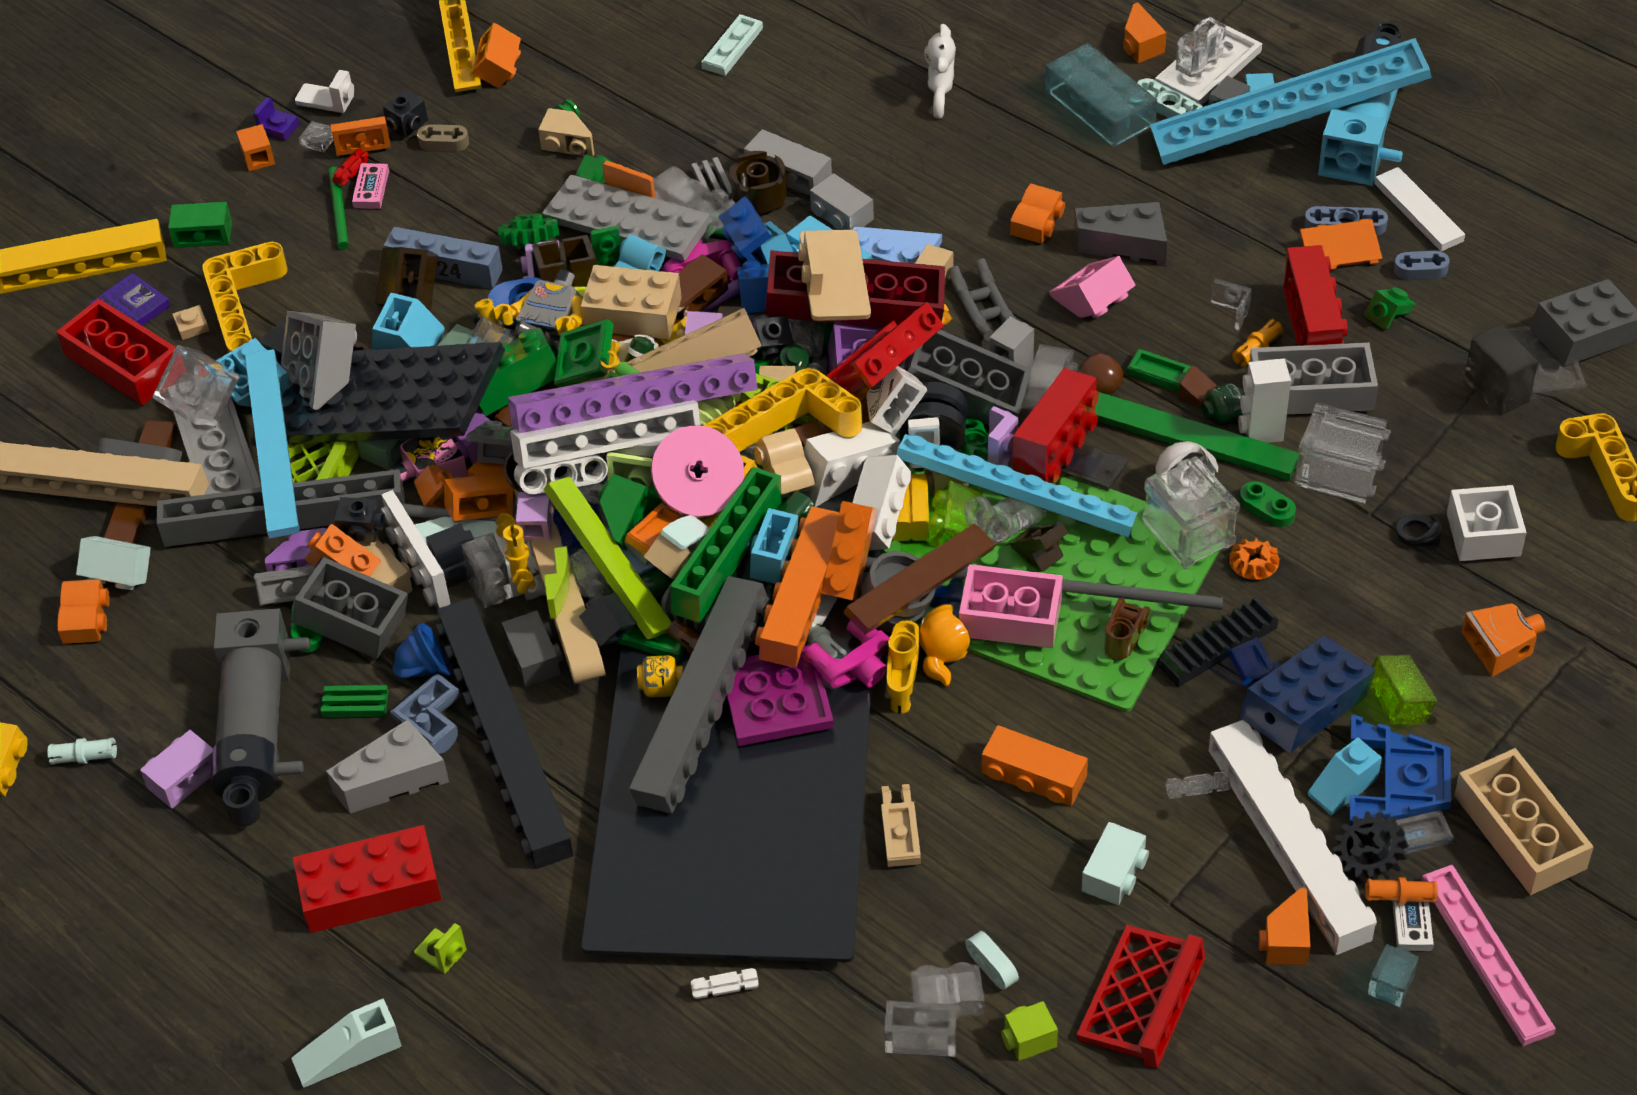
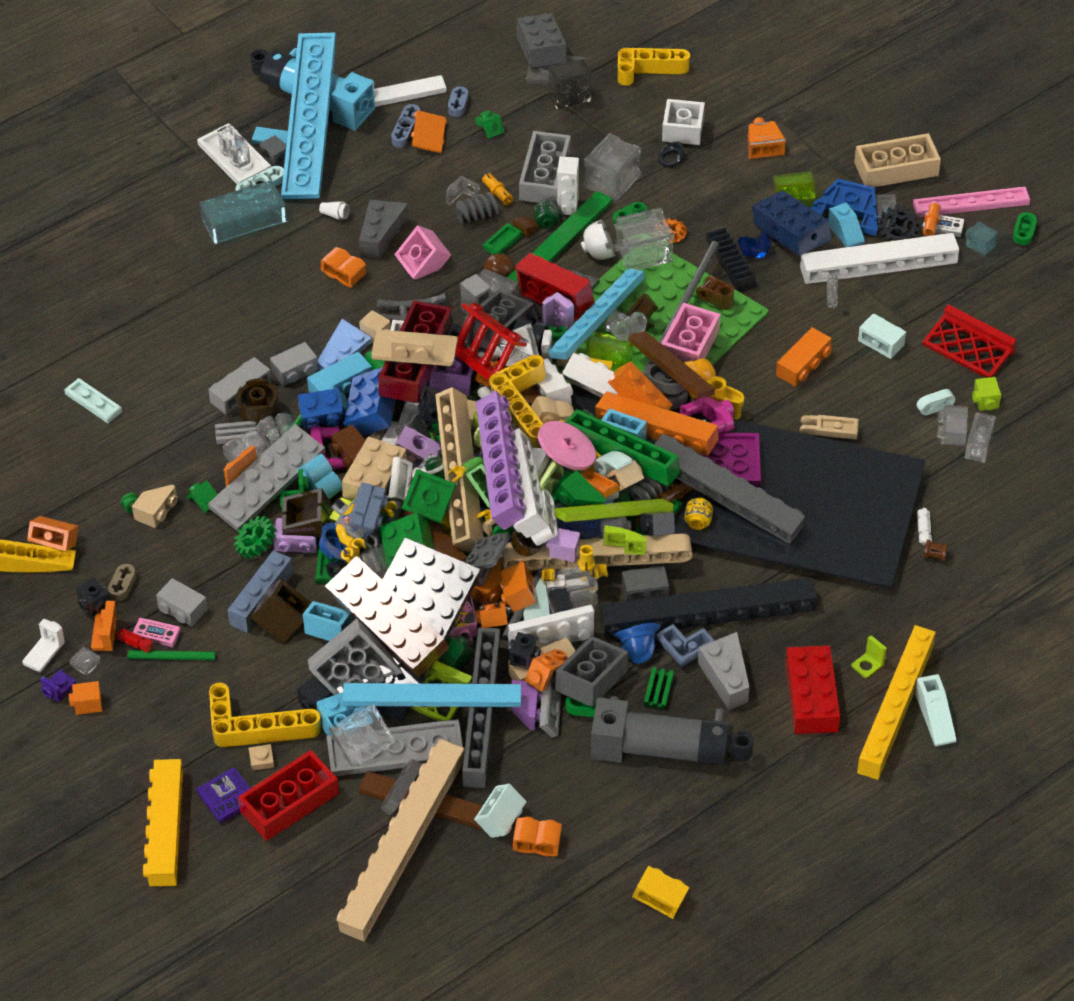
camera: 80 degrees left, 0 degrees up
(82, 751) = (663, 843): light aqua pin -> none
(179, 769) = (695, 786): lavender brick -> none
(200, 224) = (160, 738): green brick -> none
(347, 987) = (896, 703): none -> yellow brick
(368, 459) = (458, 652): none -> dark green brick
(374, 360) = (387, 616): none -> brick
(414, 193) = (181, 602): none -> light grey brick
(550, 296) = (367, 507): none -> sand blue brick
(627, 321) = (400, 479): none -> white tile
(674, 1004) = (935, 554): none -> reddish brown bush
(940, 56) = (183, 279): white animal -> none
(1143, 35) = (189, 180): orange slope -> none
(1144, 184) = (335, 209): none -> white cone
(1201, 324) = (476, 207): none -> dark grey piece
(1287, 932) = (943, 272): orange slope -> none
(1312, 298) = (487, 151): red brick -> none
(1446, 1040) = (1024, 228): none -> green plate

